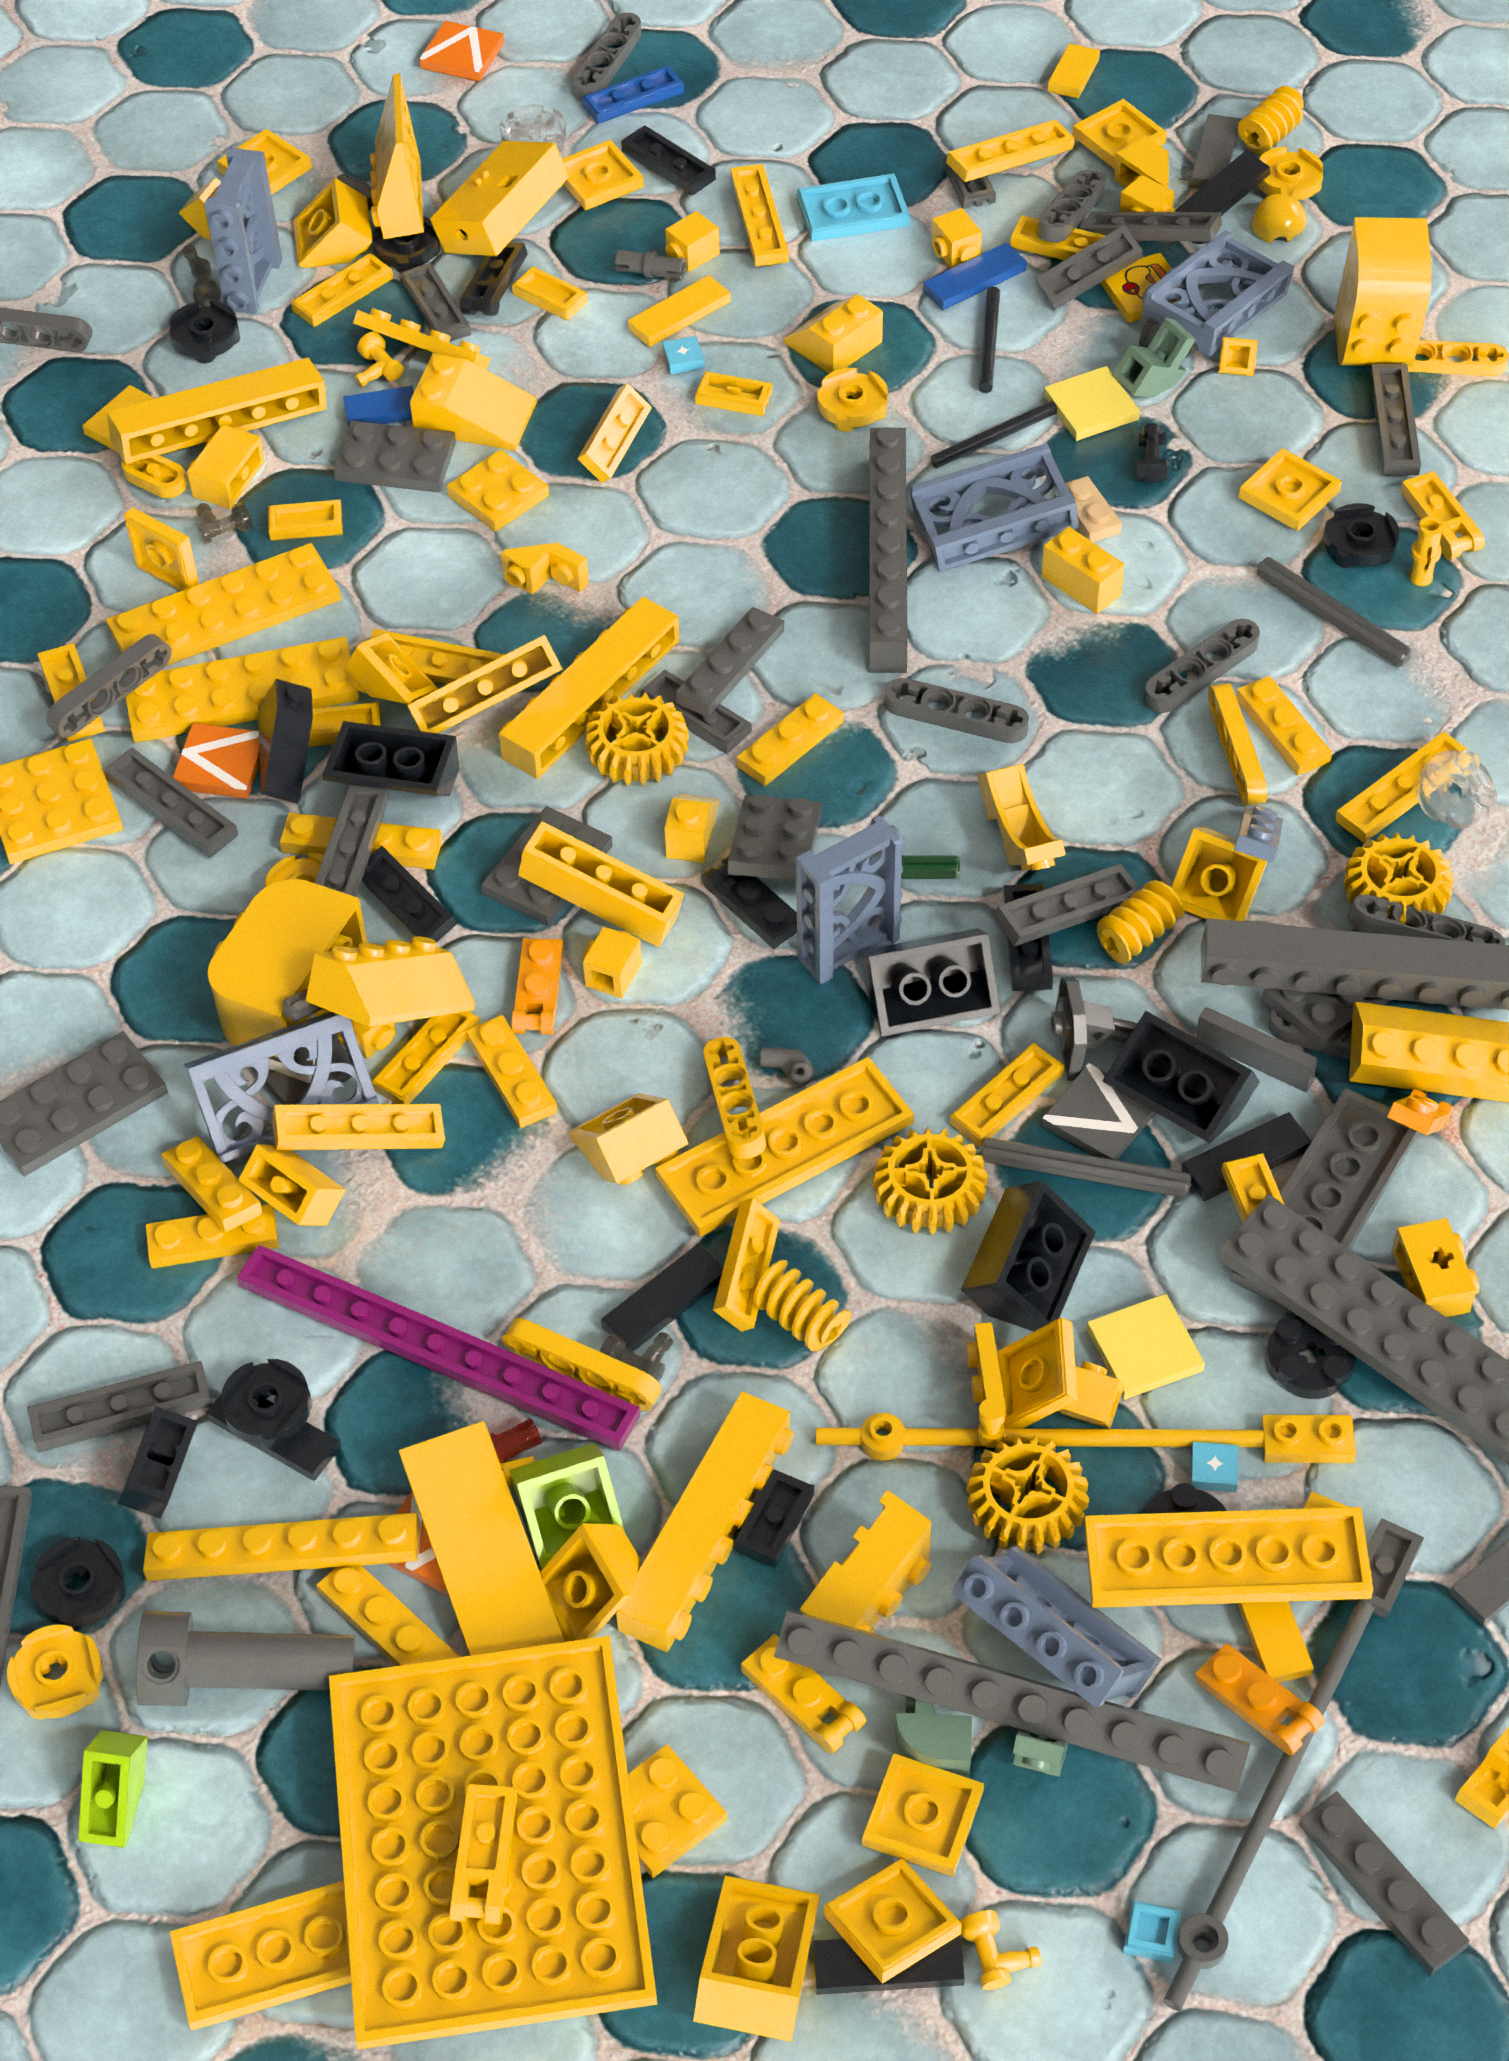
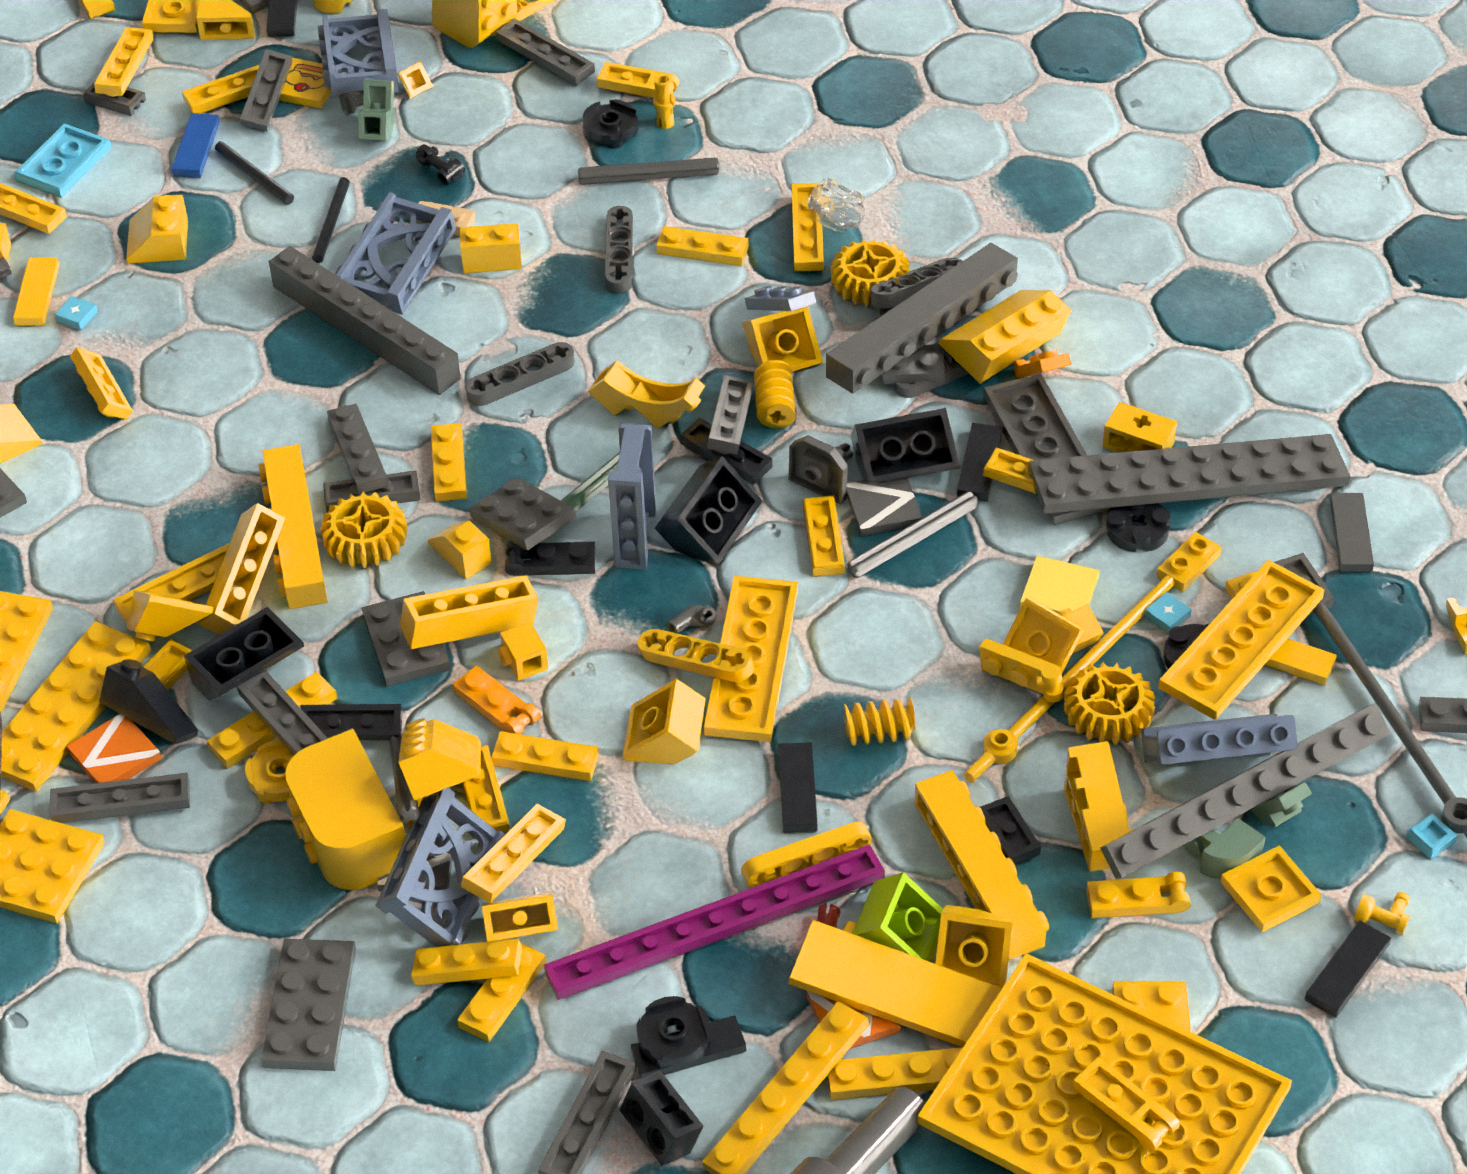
camera: 50 degrees left, 5 degrees down
(497, 490) = (67, 471): yellow plate -> none
(533, 565) = (171, 477): yellow slope -> none
(649, 1362) = (834, 818): clear smoke piece -> none
(733, 393) = (139, 311): yellow tile -> none
(746, 1263) = (819, 730): yellow plate -> none
(756, 1958) = (1297, 1026): yellow slope -> none
(850, 413) = (228, 271): yellow plate -> none
(892, 1920) = (1326, 945): yellow tile -> none
(955, 237) = (159, 131): yellow brick -> none
(955, 1173) = (850, 598): yellow gear -> none
(1028, 1257) = (950, 598): black slope -> none
(1071, 205) = (206, 66): dark grey beam -> none
(1092, 403) = (364, 163): light yellow tile -> none
(1146, 196) = (248, 36): yellow brick -> none
(1157, 226) = (277, 40): dark grey plate -> none
(1237, 744) = (726, 282): yellow beam -> none
(1256, 1049) = (940, 397): dark grey tile -> none
(1258, 1699) = (1337, 689): light orange plate -> none
(1290, 489) = (540, 127): yellow plate -> none

